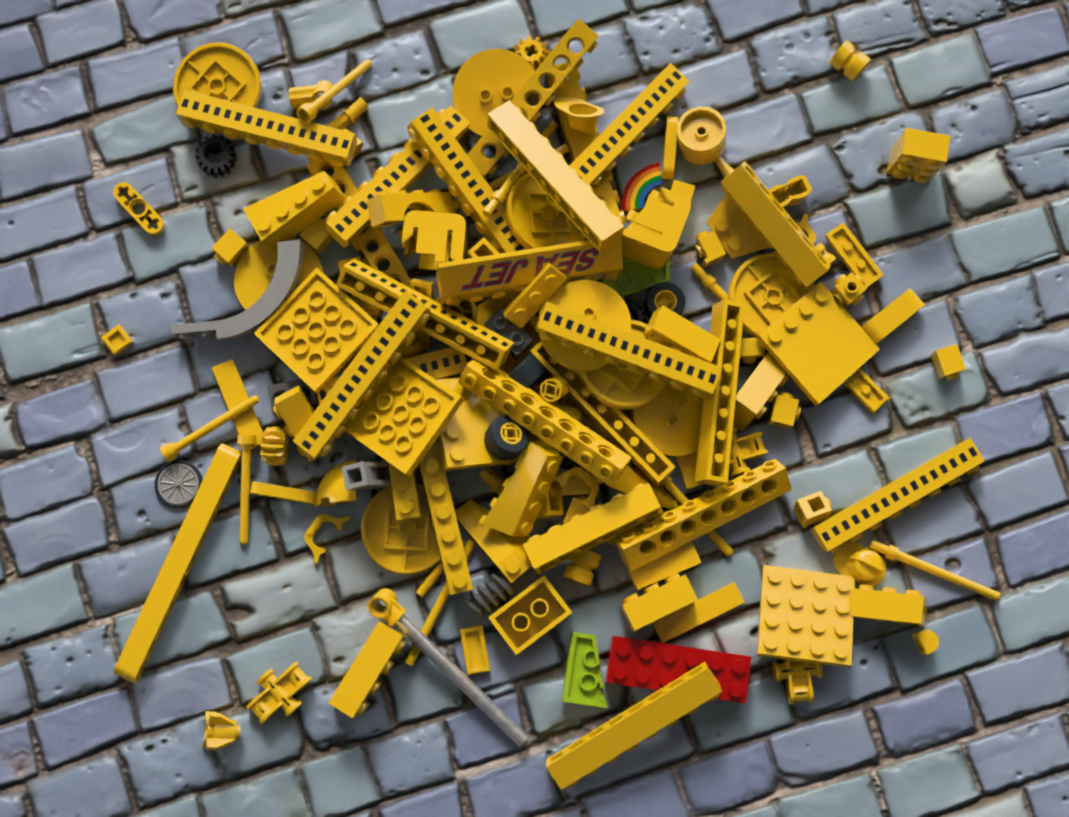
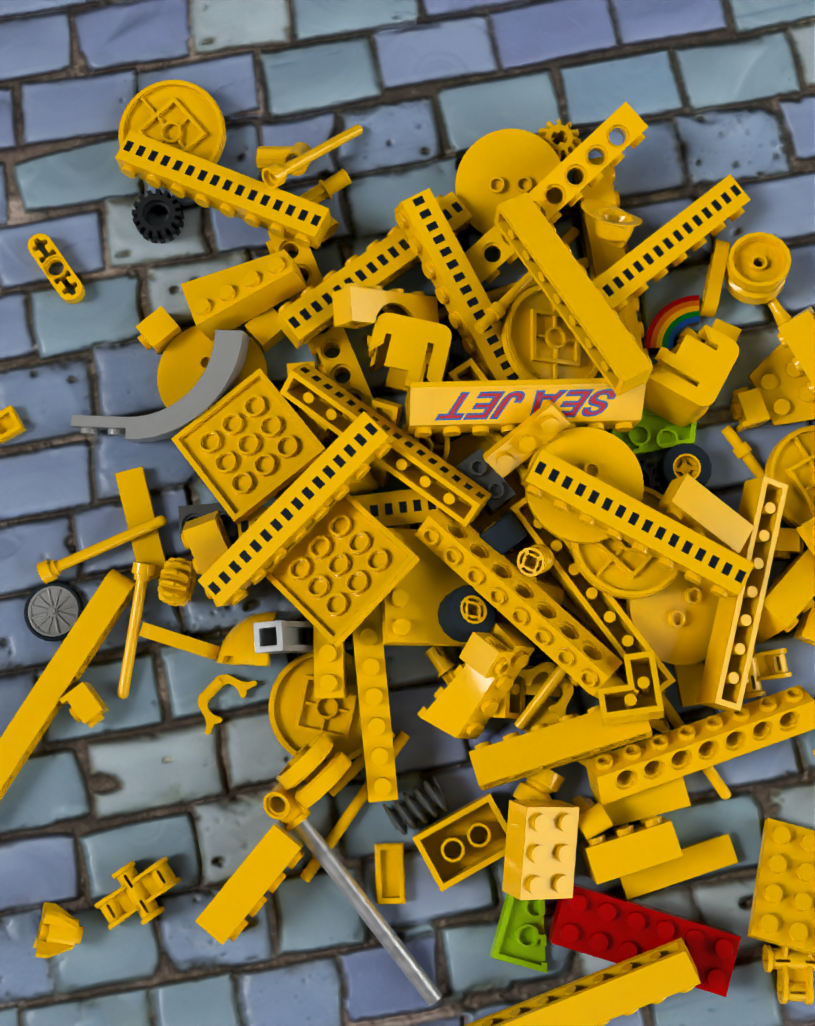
camera: 15 degrees right, 0 degrees up
(215, 553) = (85, 704): none -> yellow brick
(403, 575) = (317, 774): none -> yellow wheel
(502, 549) = (443, 753): yellow wedge -> none
(525, 466) = (487, 655): none -> yellow brick
(572, 497) = (540, 698): none -> yellow bar
(588, 610) = (540, 849): none -> yellow brick
(624, 582) = (592, 817): none -> yellow piece
(645, 483) = (637, 700): none -> yellow brick

